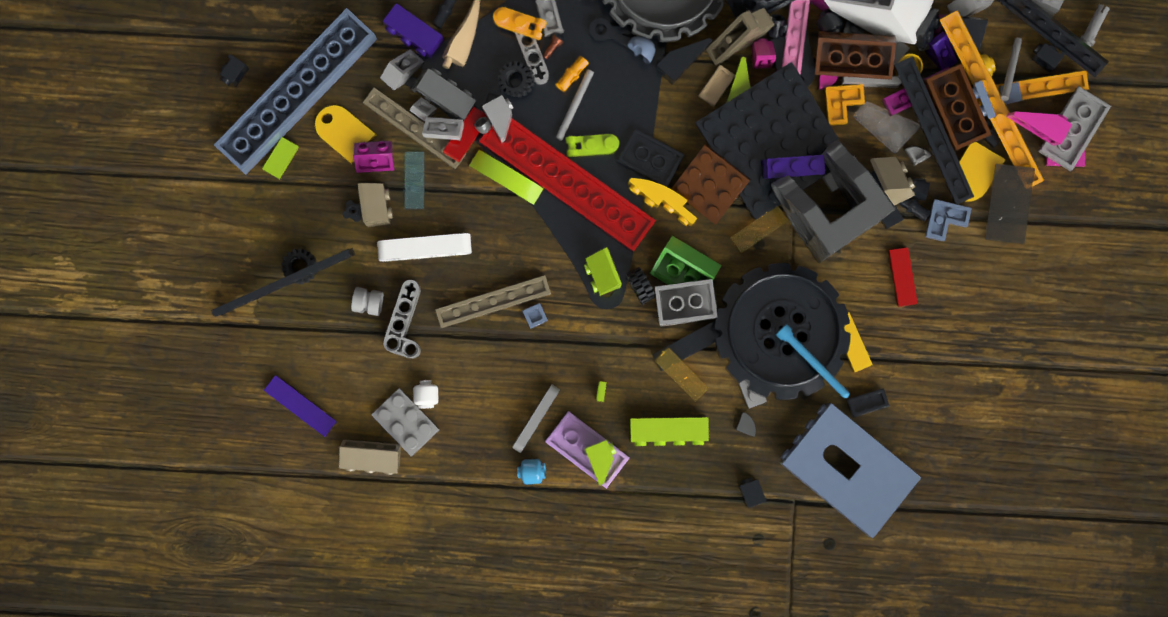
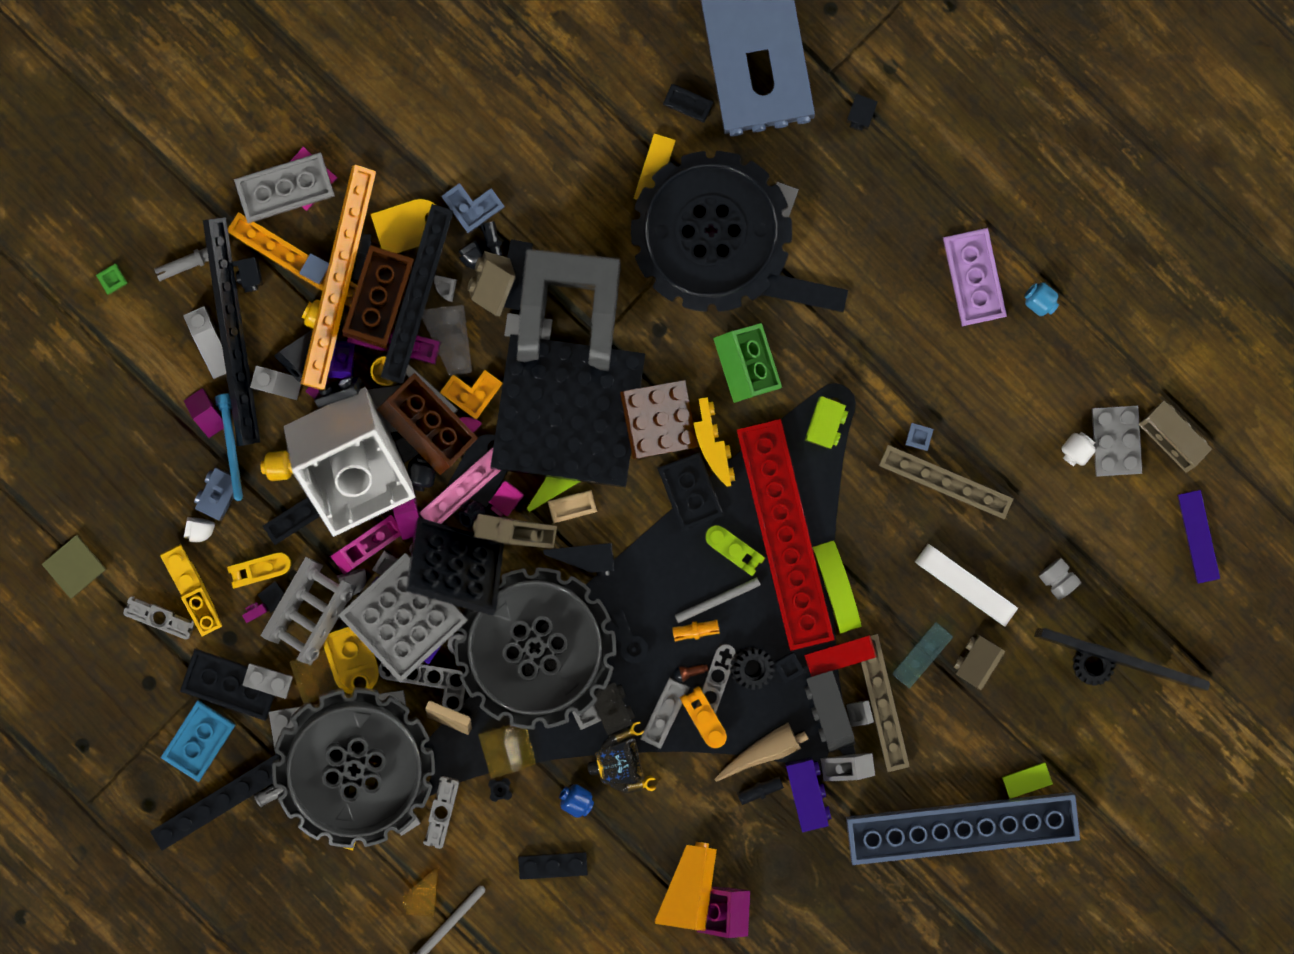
camera: 140 degrees left, 5 degrees up
(233, 71) = (1003, 897): black brick -> none
(342, 131) = (948, 754): yellow tile -> none
(348, 212) = (1008, 676): black plate -> none
(373, 156) = (941, 708): magenta bracket -> none
(406, 317) = (1038, 533): light grey beam -> none
(443, 128) = (858, 677): light grey plate -> none
(482, 125) = (819, 650): dark grey hinge -> none
(499, 115) = (797, 645): light grey slope -> none
(536, 418) = (997, 343): light grey beam -> none
(601, 391) = (918, 317): lime tile -> none
(601, 459) = (972, 257): lime slope -> none
(640, 285) = (802, 381): black tyre -> none
(642, 46) = (608, 596): sand blue hair -> none
(669, 430) = (887, 231): lime brick -> none
(681, 374) = (833, 271): clear yellow tile -> none
(686, 302) = (775, 331): light grey slope -> none
(746, 425) = (813, 176): dark grey tile -> none
(759, 229) = (648, 342): clear yellow tile -> none
(787, 335) = (713, 223): dark azure piece -> none
(793, 166) = (572, 369): dark purple brick -> none
(902, 277) = (556, 188): red tile -> none
(980, 92) = (351, 274): sand blue plate -> none
(1009, 204) = (403, 170): clear smoke tile -> none
(1011, 69) = (294, 290): light grey bar -> none
(1049, 127) = (312, 211): dark pink slope -> none

